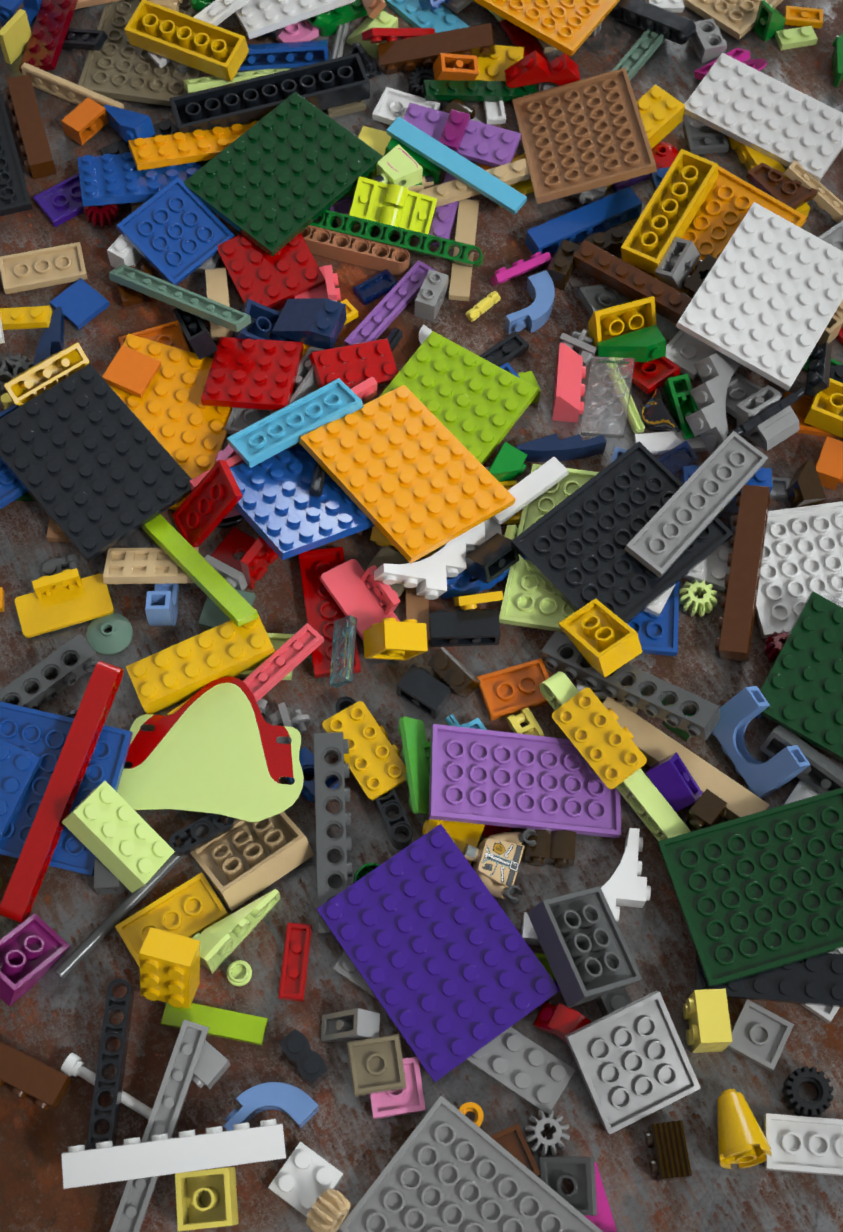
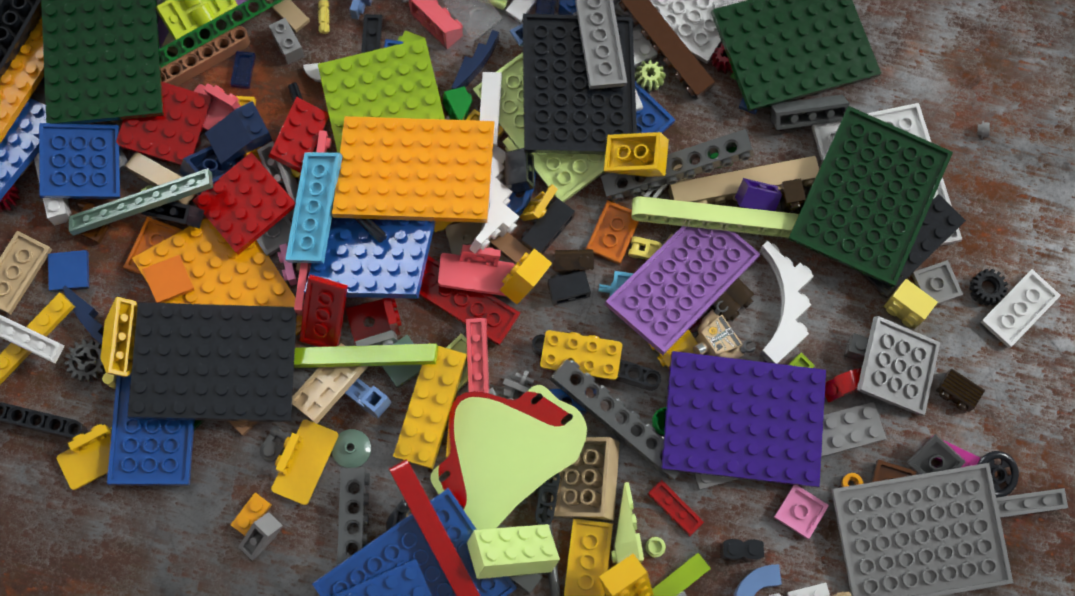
camera: 50 degrees left, 10 degrees up
(343, 651) = (502, 313): clear light blue plate -> none
(350, 1025) = (744, 508): light grey slope -> none
(376, 1065) = (782, 511): dark tan plate -> none
(390, 306) = (269, 74): medium lavender plate -> none
(417, 760) = (616, 327): bright green bracket -> none
(556, 1138) = (890, 451): light grey gear -> none
(583, 945) = (813, 334): dark grey slope -> none
(599, 738) = (697, 213): yellow bracket -> none
(739, 1133) = (981, 343): yellow cone -> none
(761, 777) = (792, 144): medium blue arch -> none

